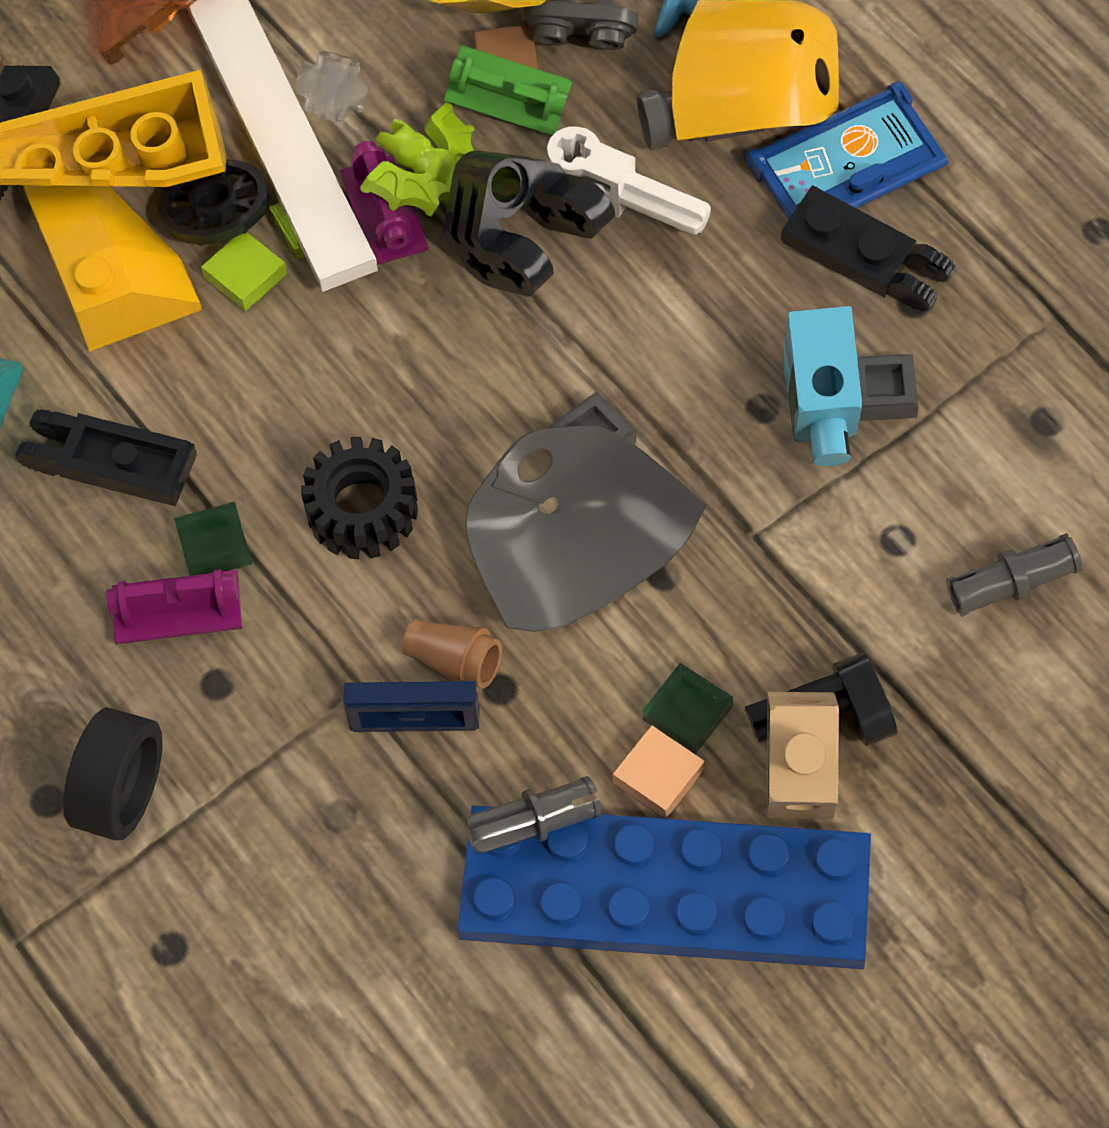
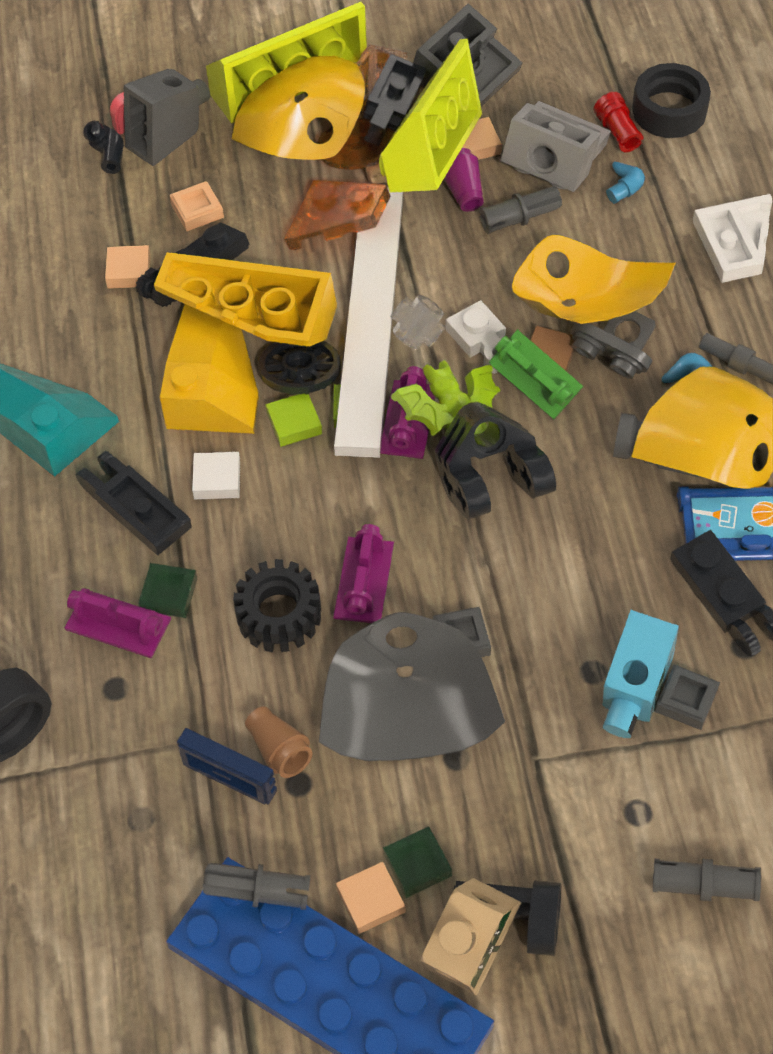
camera: 25 degrees right, 5 degrees down
(189, 379) = (216, 475): none -> white tile
(407, 68) = (476, 331): none -> white plate
(441, 418) = (364, 576): none -> magenta hinge
(624, 187) = (574, 471): white connector -> none

